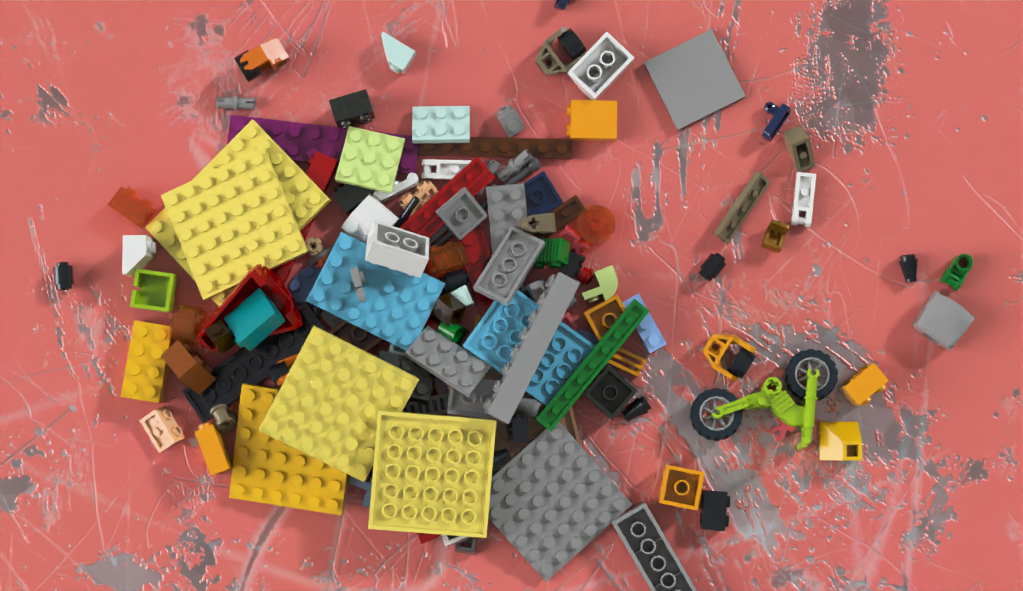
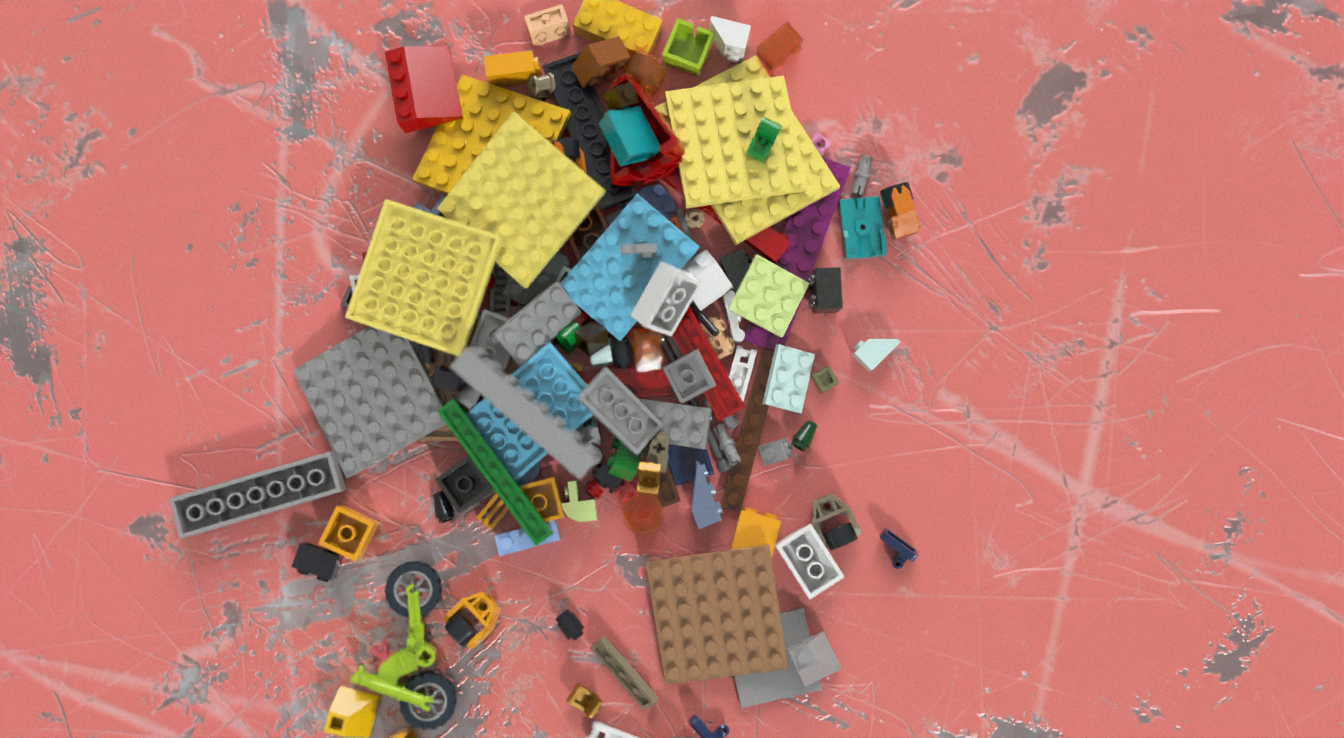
camera: 100 degrees right, 0 degrees up
(211, 147) = (824, 143): none -> bright pink plate
(229, 196) = (763, 139): none -> green plate
(250, 528) = (423, 86): none -> slope
(298, 94) = (858, 242): none -> teal piece
(433, 92) = (824, 379): none -> olive plate
(489, 97) = (804, 436): none -> dark green cone
(563, 225) = (649, 478): none -> pearl gold bracket
(571, 175) = (702, 503): none -> sand blue slope
(668, 136) = (717, 614): none -> medium nougat plate
(686, 42) = (813, 658): none -> light grey slope

